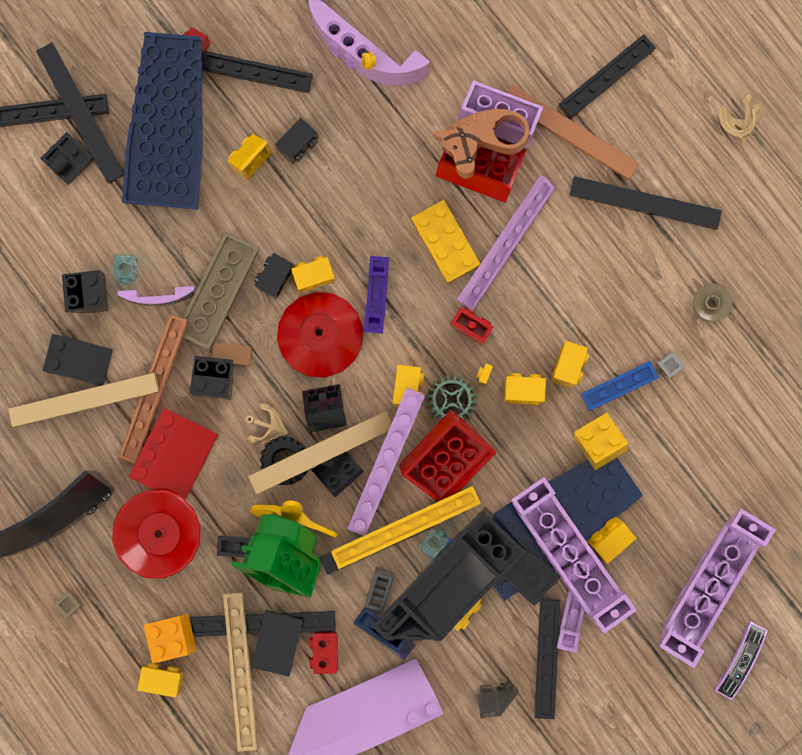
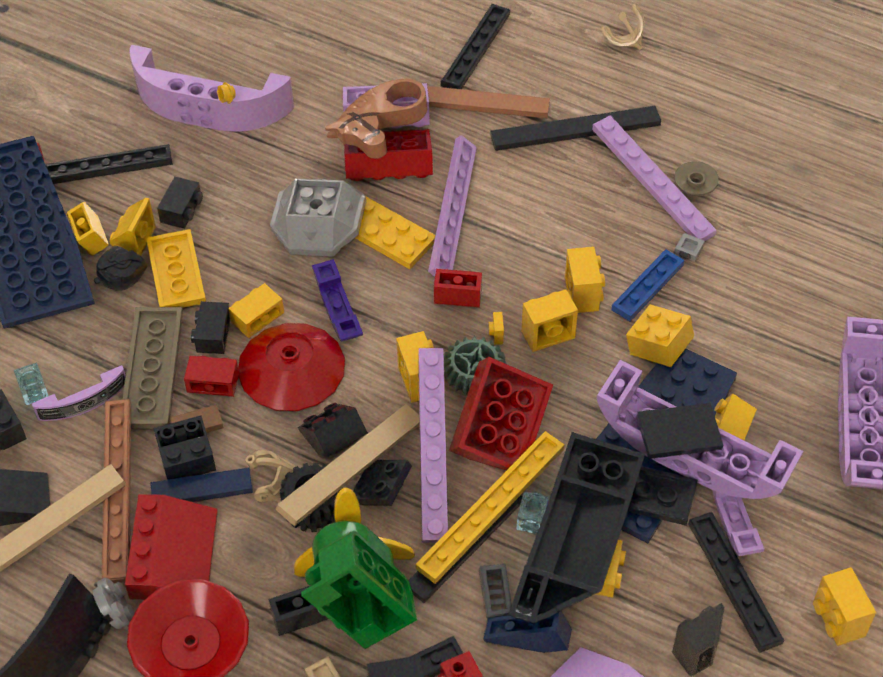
camera: 30 degrees left, 30 degrees down
(116, 485) = (111, 601): none -> light grey plate
(213, 411) = (206, 485): none -> dark blue tile
(215, 139) = (87, 228): none -> yellow brick
(224, 192) = (119, 268): none -> black helmet
(256, 322) = (211, 376): none -> red brick
(269, 207) = (175, 269): none -> yellow plate
(398, 222) = (317, 216): none -> light grey piece
(561, 544) = (679, 430): none -> black tile
(605, 721) = (844, 606): none -> yellow brick
(678, 285) = (653, 179): none -> lavender plate

